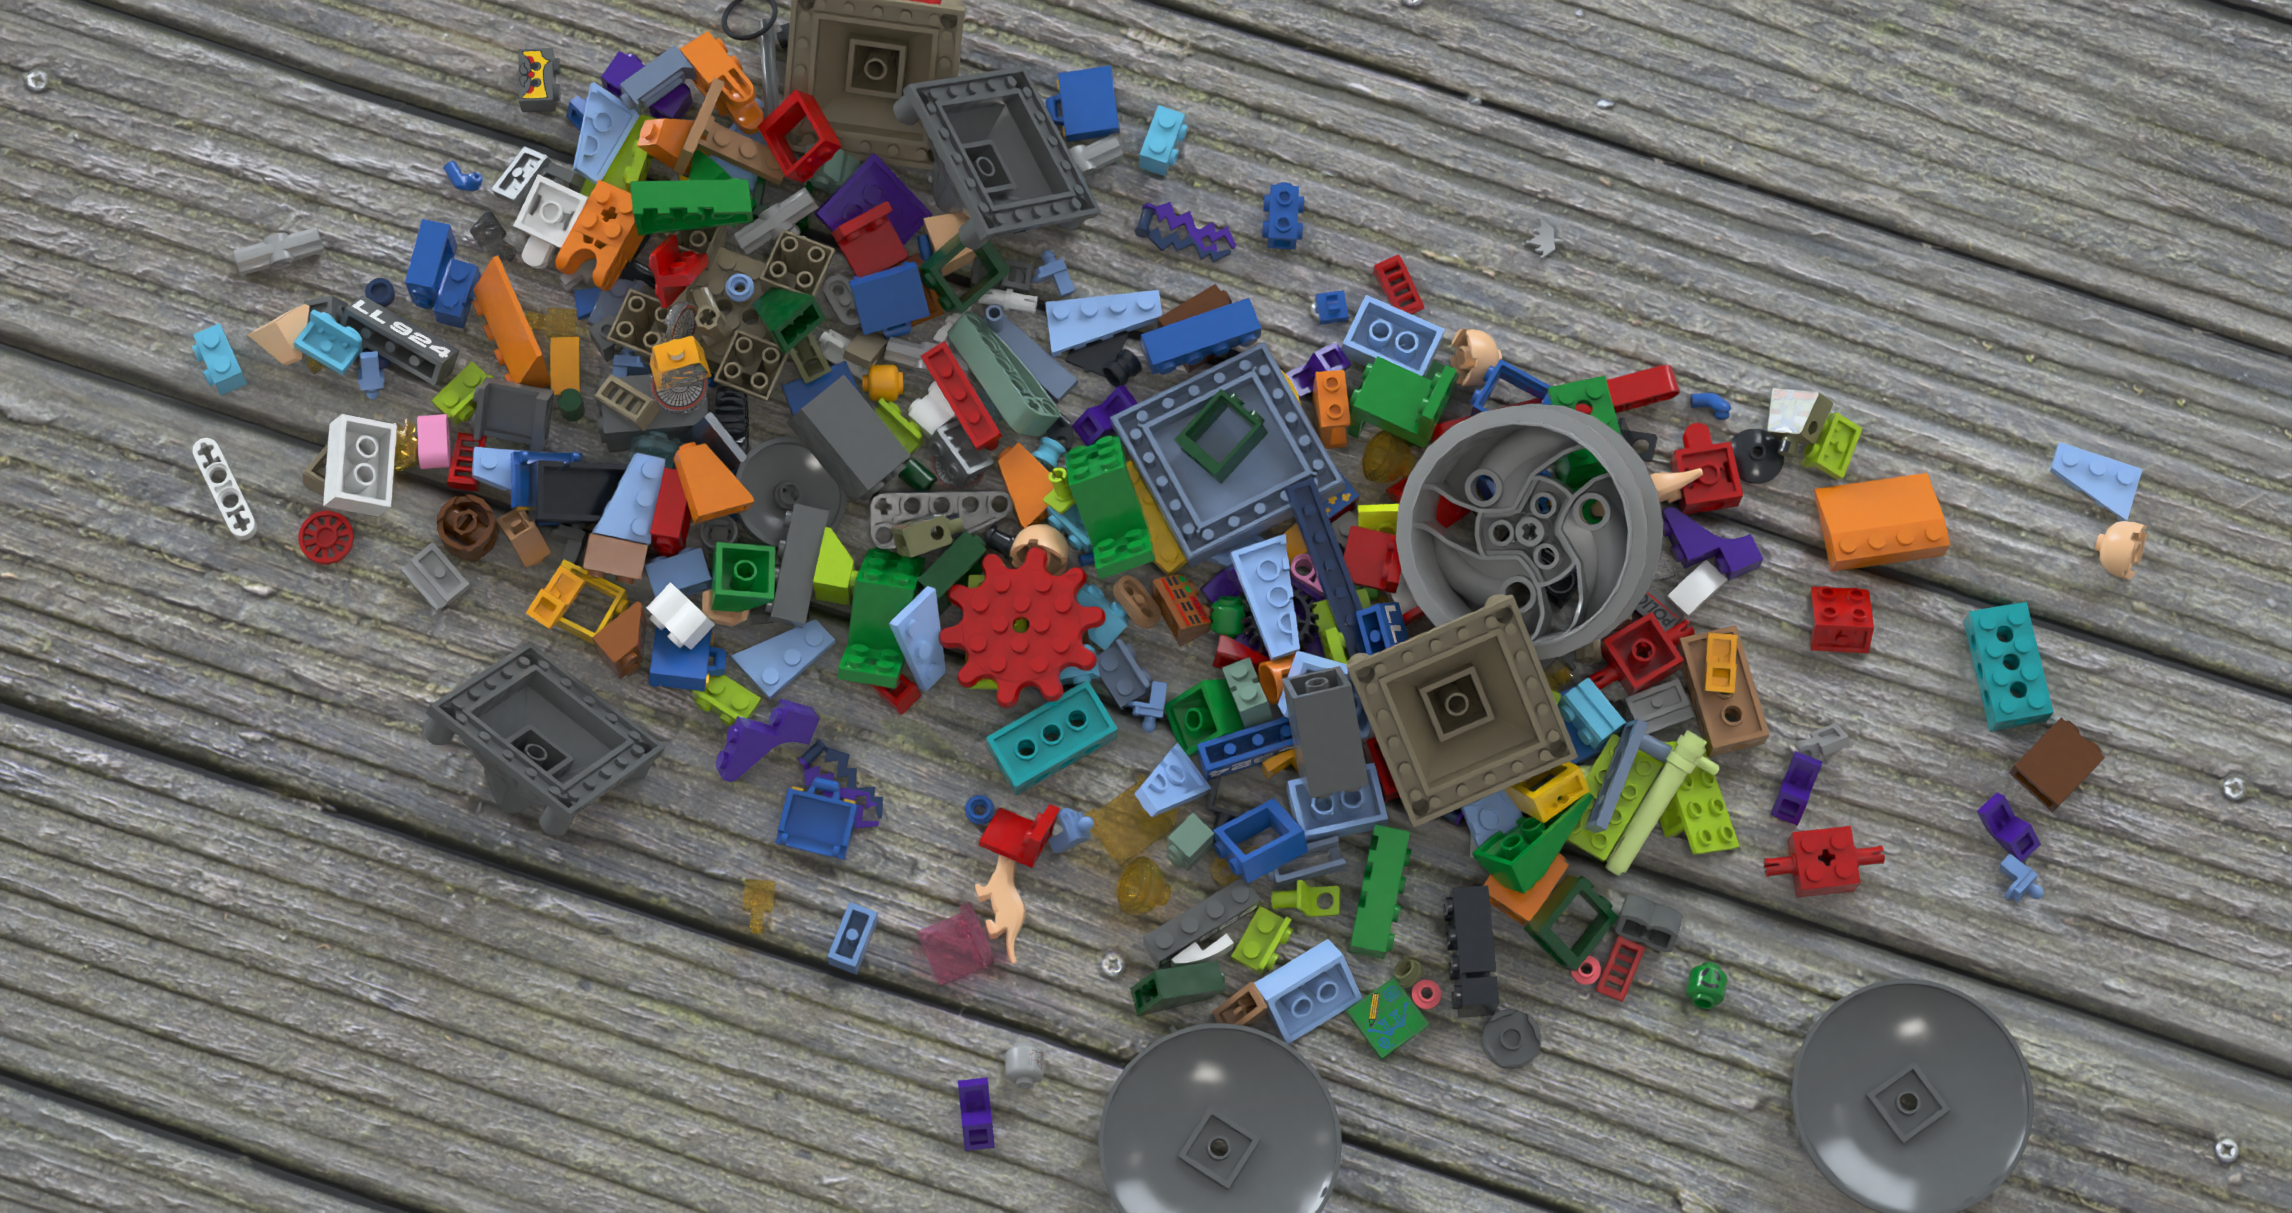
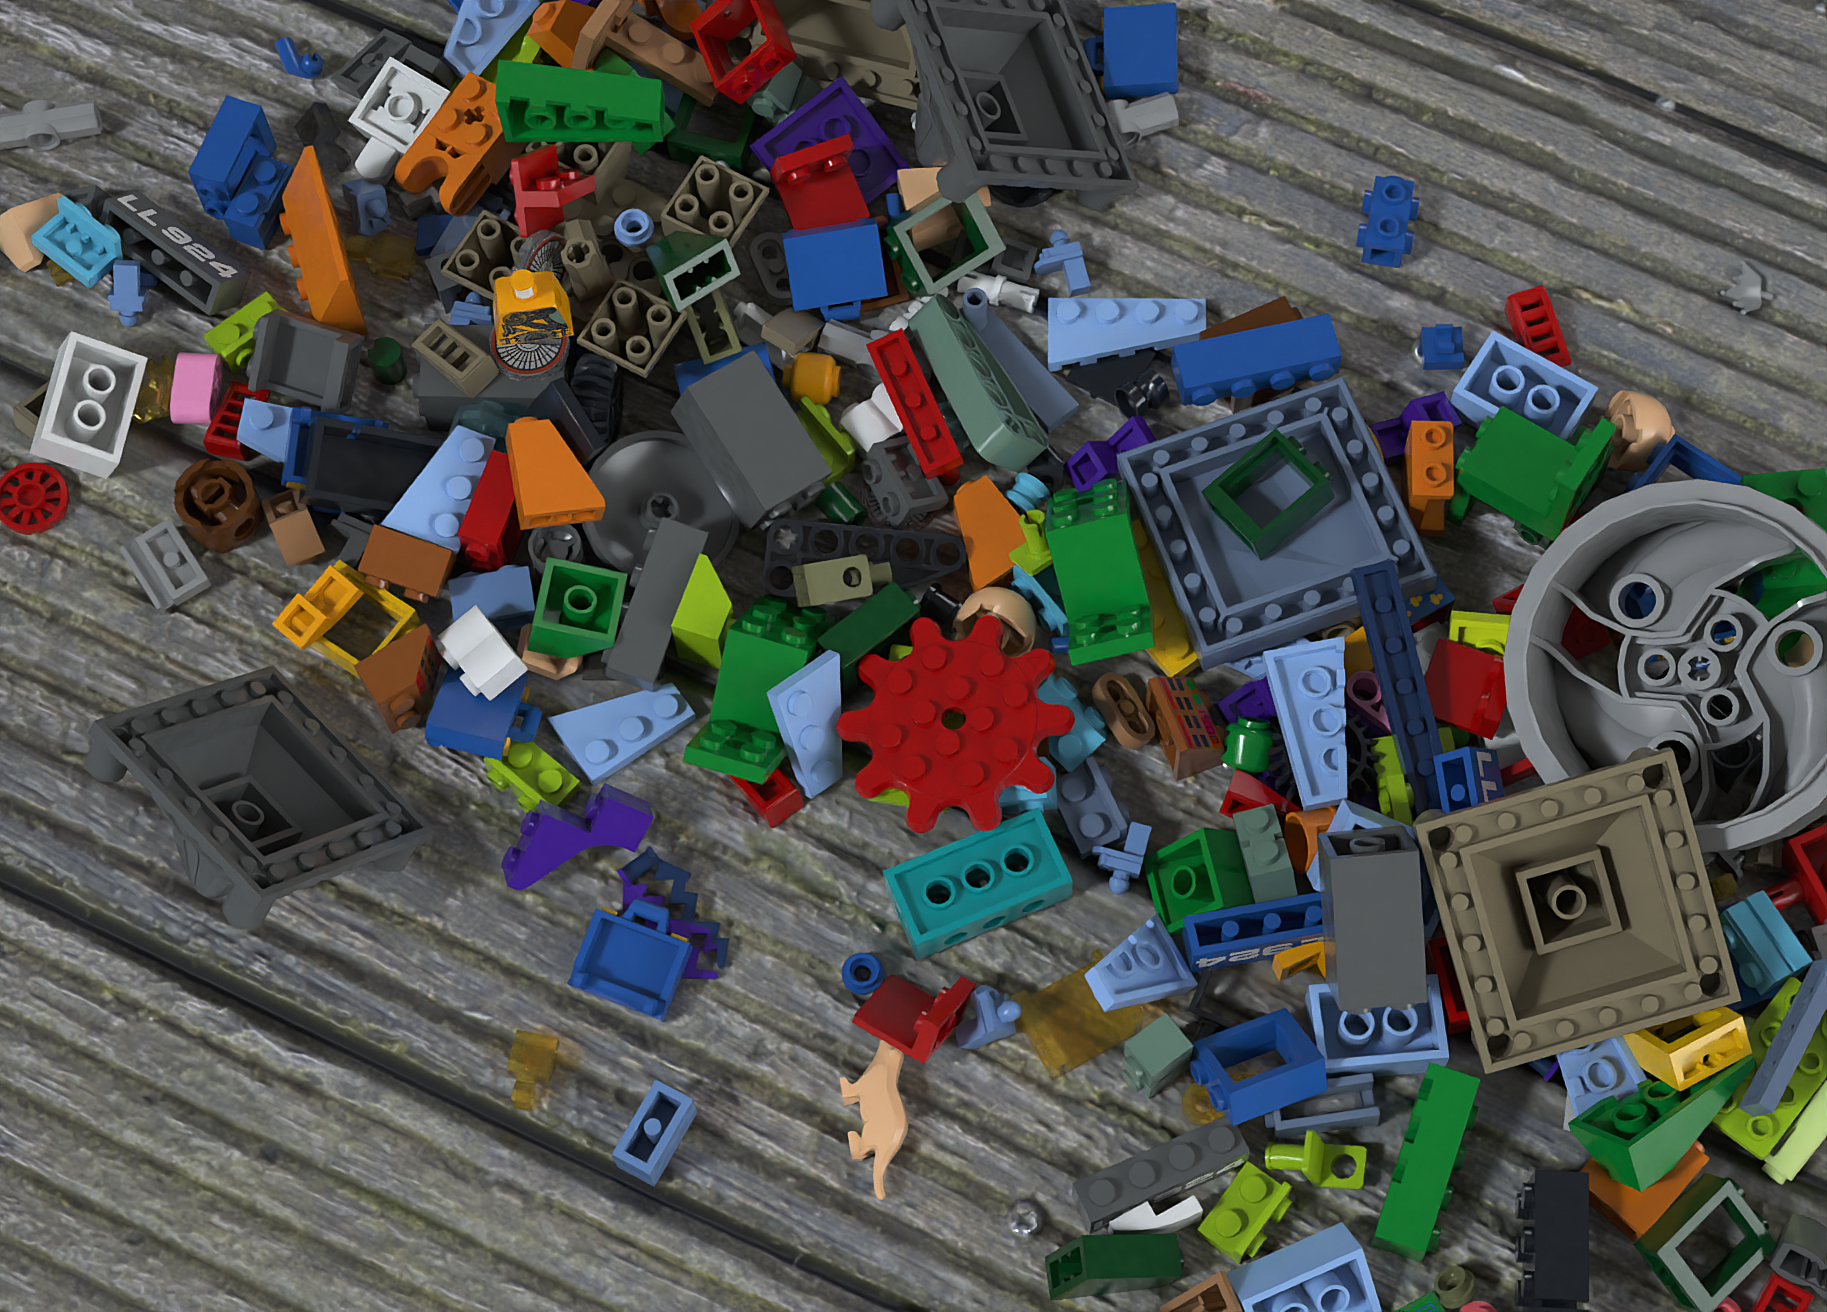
camera: 15 degrees right, 5 degrees down
(380, 291) = (164, 191): dark blue tile -> none
(536, 286) = (367, 206): none -> medium blue piece
(565, 364) = (389, 308): light orange slope -> none
(775, 219) = (712, 142): light grey piece -> none
(956, 946) = (801, 1164): clear pink bracket -> none
(1142, 887) = (1079, 1112): clear yellow piece -> none
(1162, 140) = (1233, 107): medium azure brick -> none
(1195, 236) = (1263, 235): piece -> none
(1387, 458) = (1499, 553): clear yellow piece -> none

